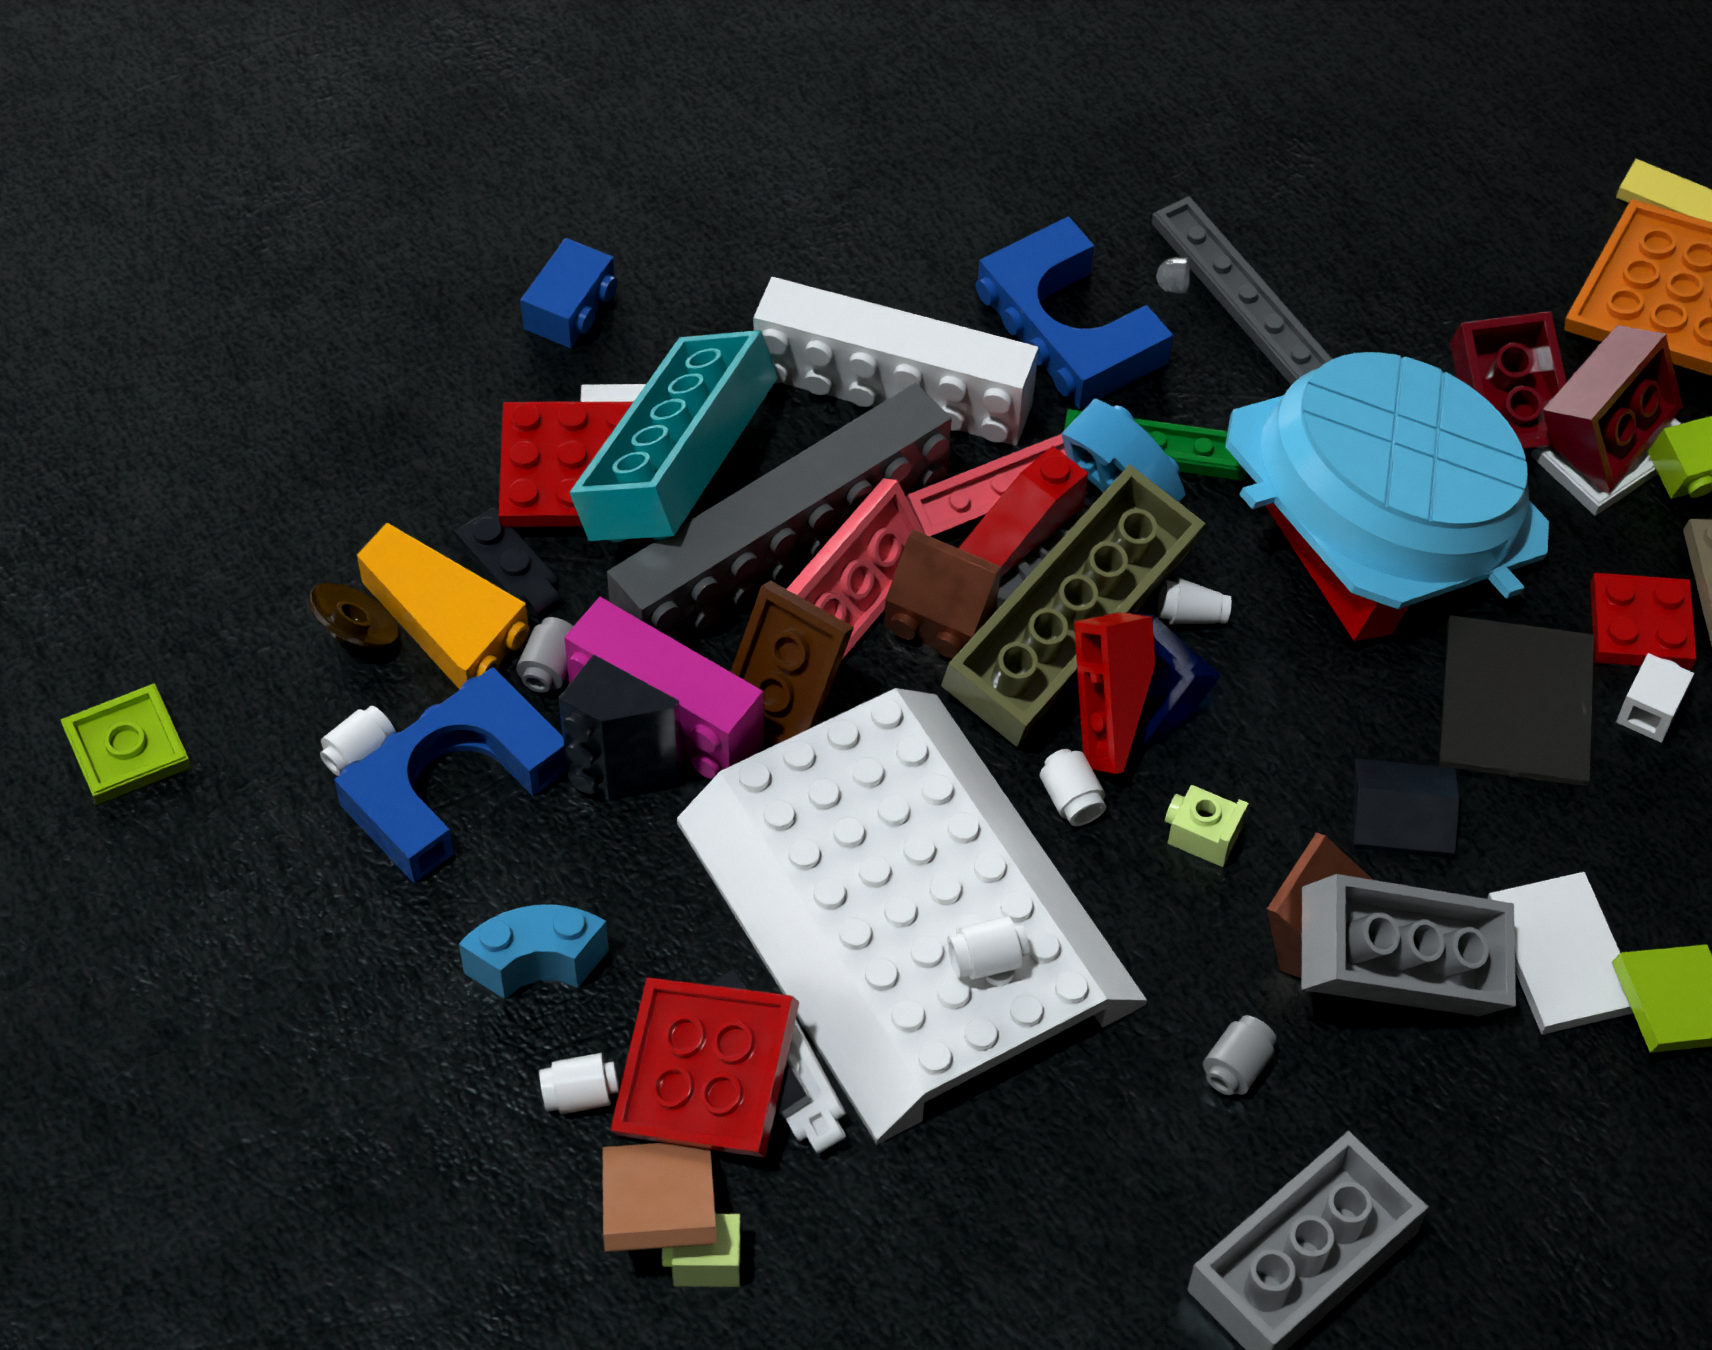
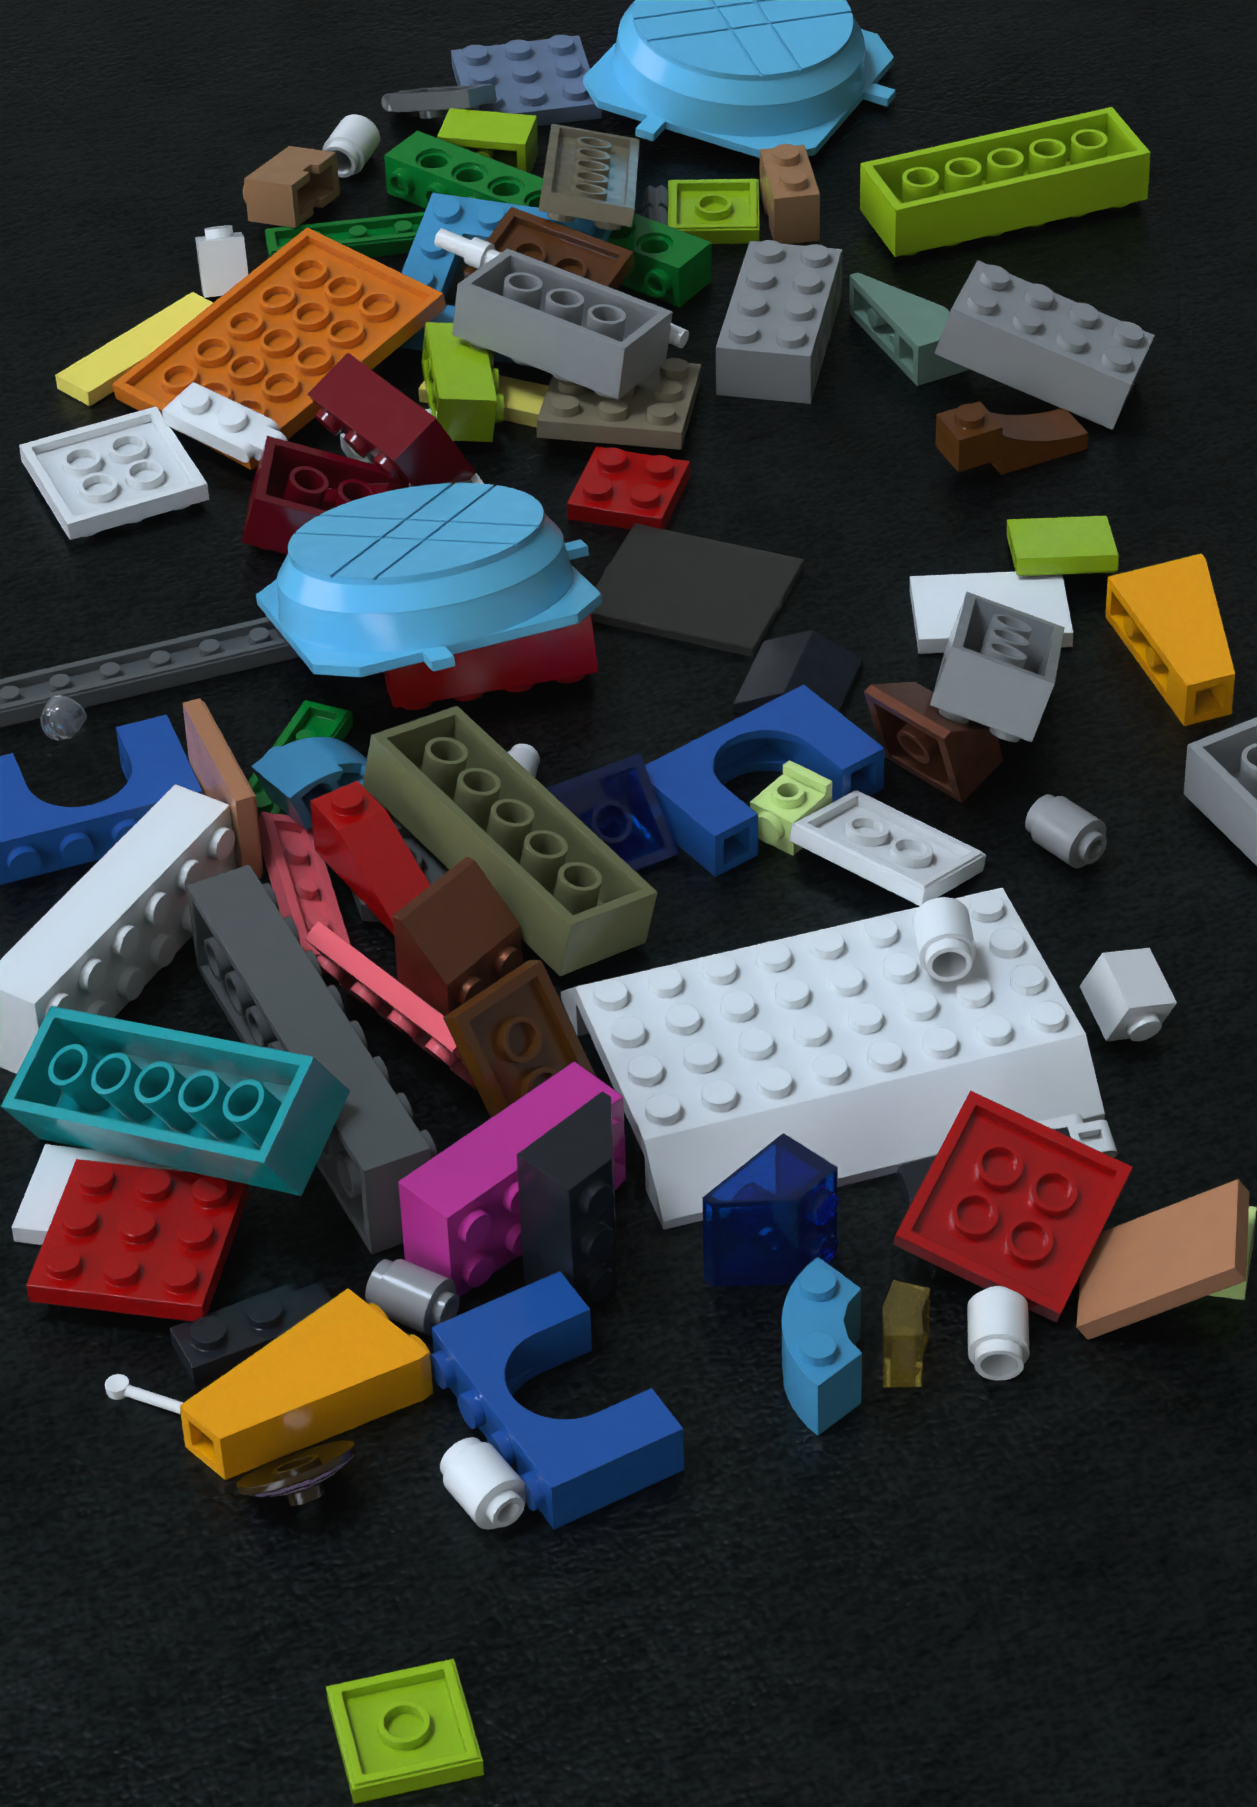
camera: 75 degrees left, 15 degrees down
(441, 495) = (118, 1388): none -> white hinge
(555, 1008) = (904, 1334): none -> clear yellow piece
(661, 884) = (771, 1217): none -> clear blue slope
(1007, 1132) = (1128, 994): none -> white brick
(1067, 386) = (224, 781): none -> nougat tile
(1073, 787) = (718, 896): white brick -> none
(1113, 681) = (631, 822): red slope -> none
(1178, 911) = (888, 847): none -> white tile
(1213, 736) = (795, 727): none -> blue arch
(1513, 232) = (113, 473): none -> white plate
(1569, 1120) = (1176, 635): none -> light orange slope
(1591, 287) = (220, 422): none -> white hinge
(1654, 697) = (728, 492): white brick -> none

